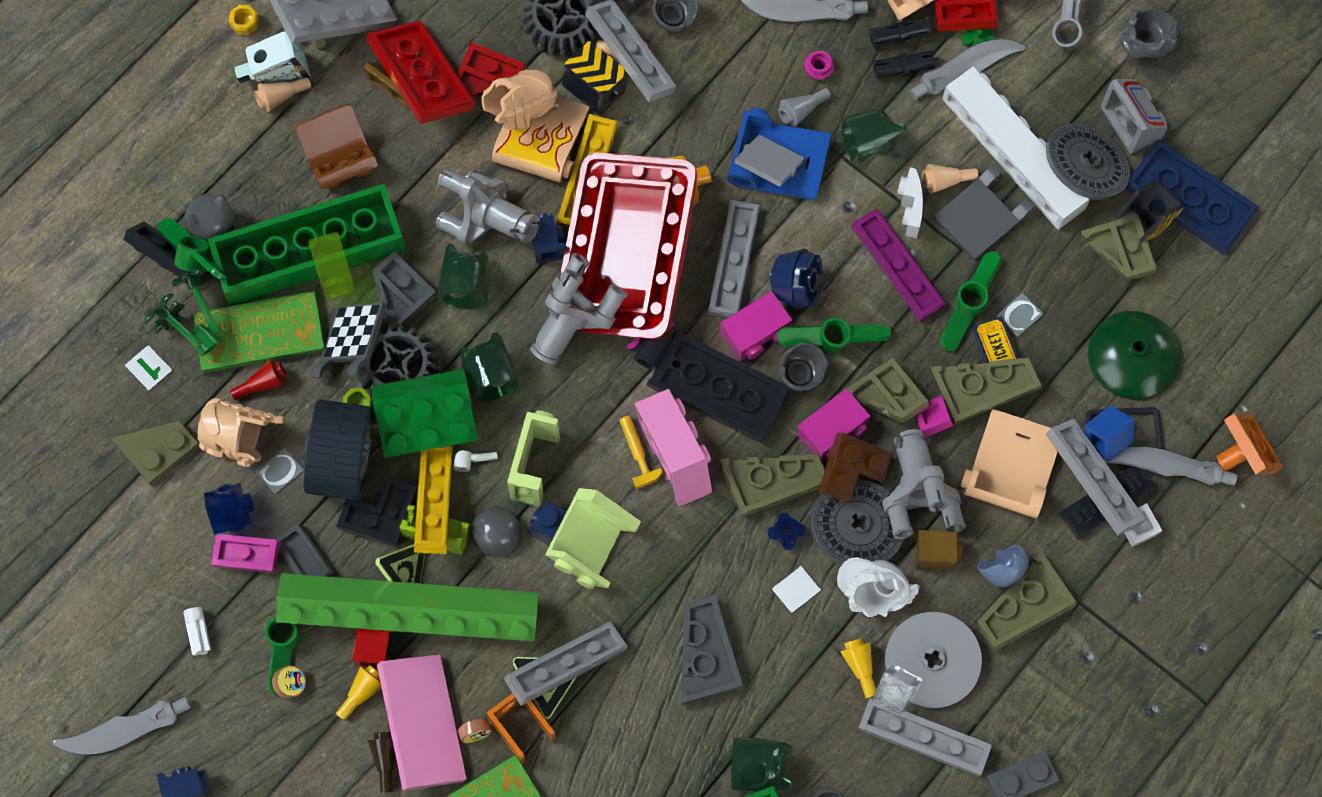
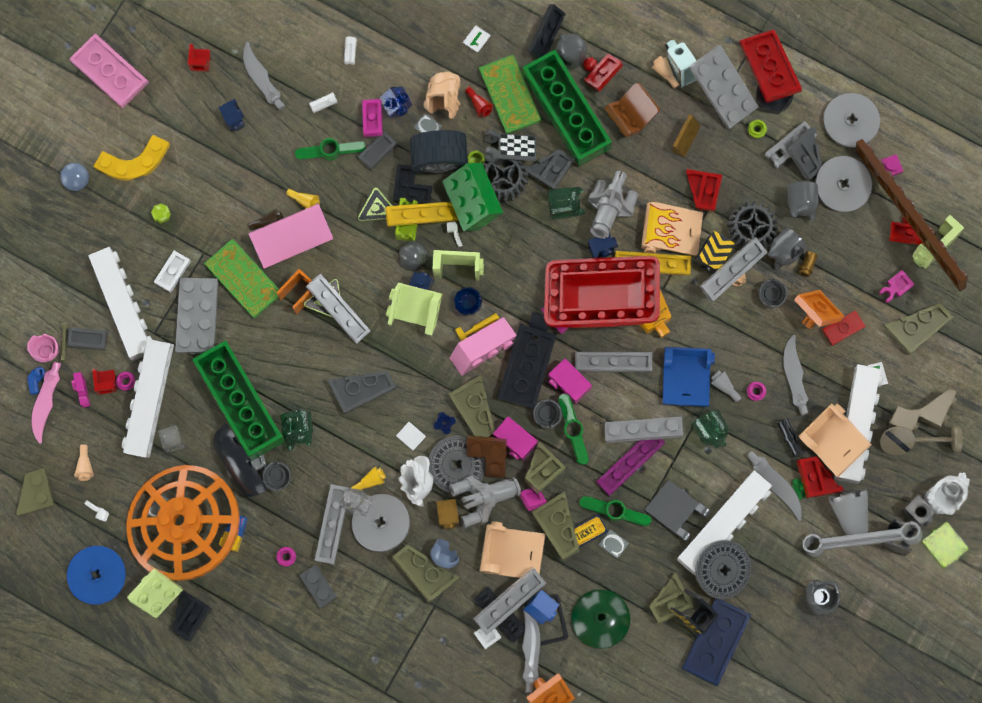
camera: 85 degrees right, 5 degrees up
(116, 571) = (350, 47): none -> white piece
(157, 449) = (426, 55): olive wing -> none
(190, 250) = (547, 42): green piece -> none
(201, 337) = (493, 61): plant -> none
(243, 20) = (709, 39): yellow tile -> none
(258, 184) = (601, 73): none -> red plate
(289, 681) = (302, 159): tile -> none
(331, 265) = (552, 124): clear neon green bracket -> none
(370, 647) = (329, 198): red panel -> none
(406, 607) = (354, 213): bright green brick -> none
(420, 72) = (694, 148): red tile -> none
(474, 730) = (291, 265): nougat tile -> none
(486, 366) = (509, 228): clear green piece -> none
(526, 98) = (684, 209): light nougat helmet -> none
(573, 311) = (553, 267): light grey wheel -> none
(595, 455) = (468, 301): none -> clear blue hair
(769, 160) = (680, 369): light grey piece -> none
(796, 277) = (604, 399): dark blue cone -> none
(852, 233) = (643, 429): none -> light grey plate
(904, 64) = (768, 444): black pin -> none
(913, 201) = (678, 461): white slope -> none
(941, 177) = (694, 480): light nougat cone -> none
(1133, 114) = (763, 595): light grey slope -> none

